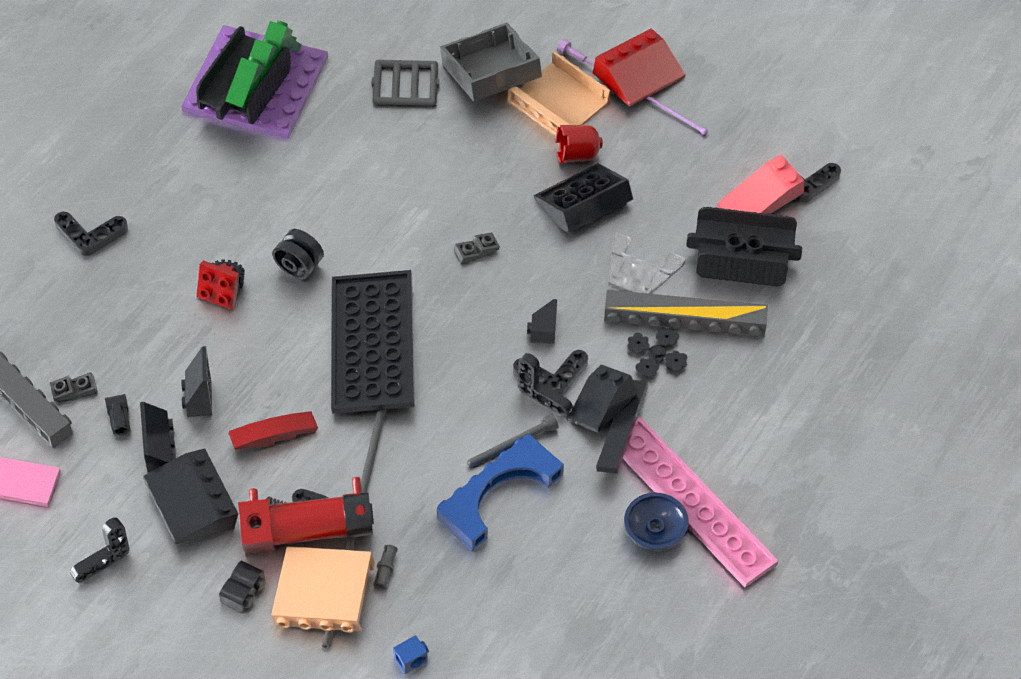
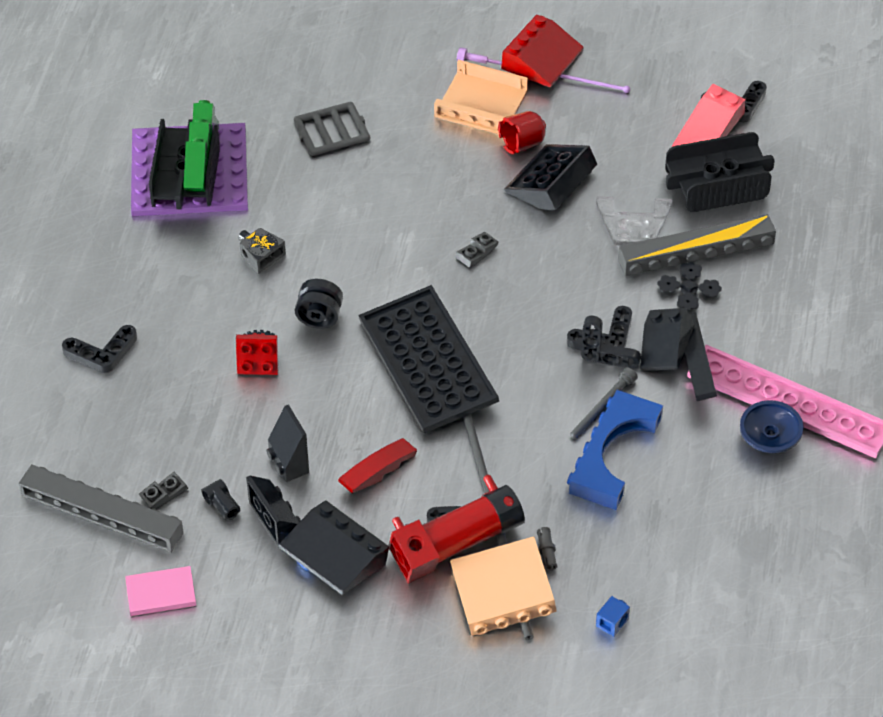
camera: 20 degrees left, 5 degrees down
(115, 550) = (286, 619): black beam -> none
(241, 586) = (424, 610): black brick -> none
(278, 181) = (261, 248): none -> torso
(490, 61) = (406, 85): dark grey tile -> none
(543, 324) = (576, 294): black slope -> none

